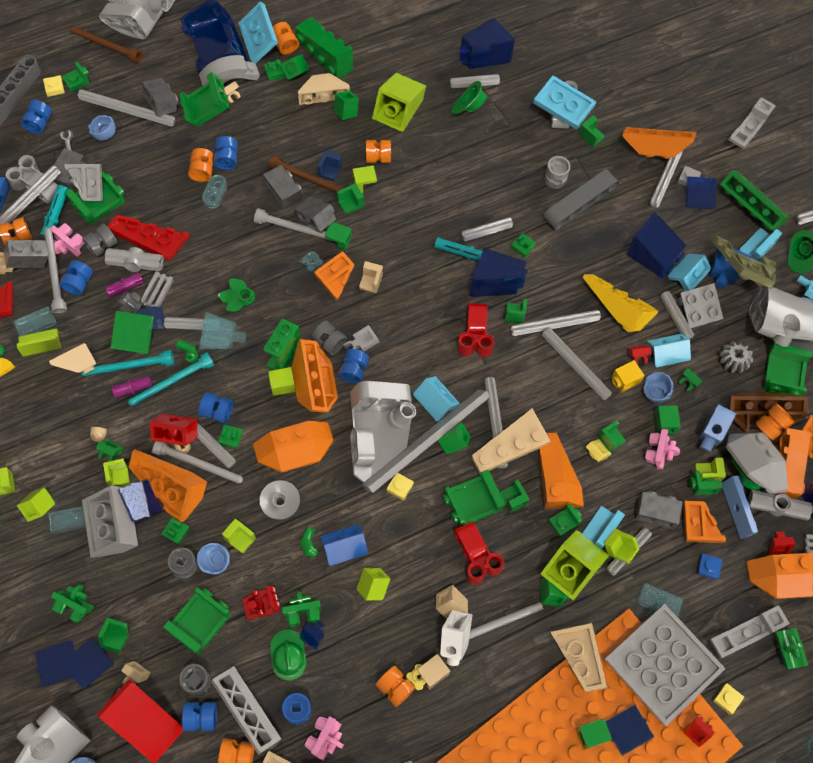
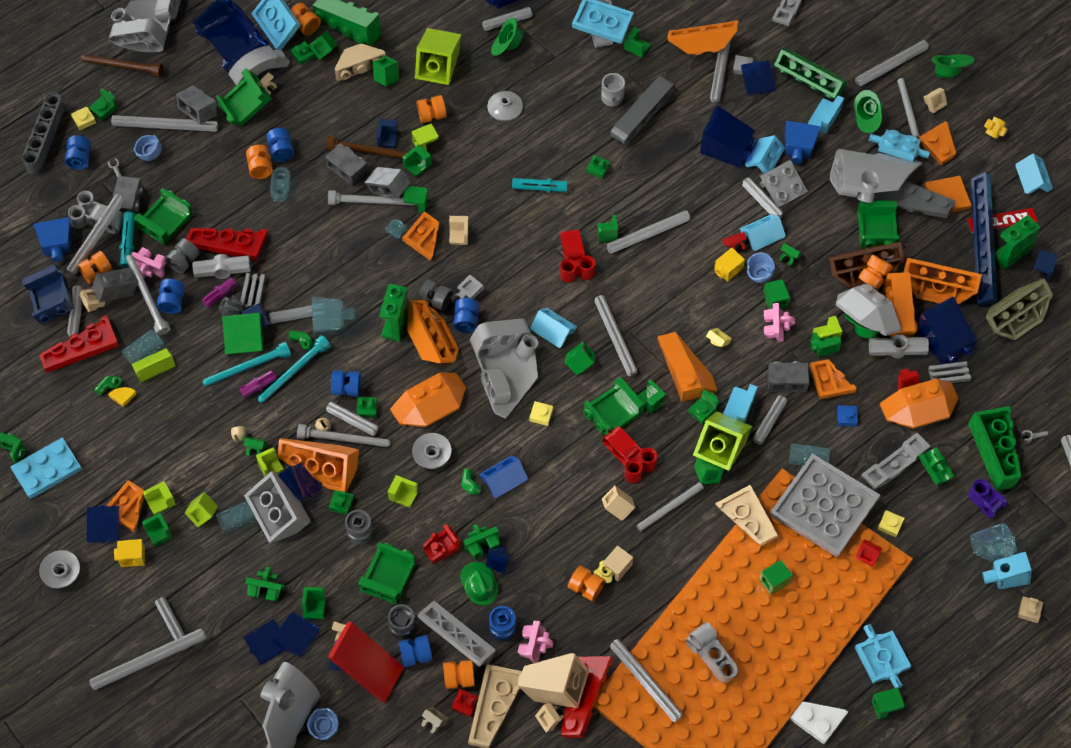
camera: 10 degrees left, 5 degrees down
(76, 360) = (197, 370): tan slope -> none
(87, 180) = (152, 201): light grey wing -> none
(173, 429) = (312, 411): red brick -> none
(213, 558) = (385, 515): medium blue hair -> none
(234, 296) = (330, 277): green plate -> none
(281, 381) = (402, 345): lime panel -> none
(373, 583) = (540, 503): lime panel -> none
(425, 441) = (554, 366): light grey tile -> none
(450, 170) = (505, 111): none -> light grey dish
(455, 636) = (630, 528): white torso -> none
(487, 229) = (558, 159): light grey axle -> none
(498, 275) = (582, 199): clear blue slope -> none
(514, 442) = (636, 349): tan wing -> none
(597, 385) = (678, 264): light grey axle -> none
(611, 437) = (727, 322): green panel -> none
(621, 546) = (761, 414): lime panel -> none
(627, 311) = (715, 205): yellow wedge -> none
(629, 730) = (807, 568): clear blue piece -> none
(719, 423) = (823, 291): medium blue torso -> none
(736, 357) = (827, 223): light grey gear -> none
(739, 507) = (861, 356): medium blue tile -> none
(759, 271) = (831, 139): olive wing -> none

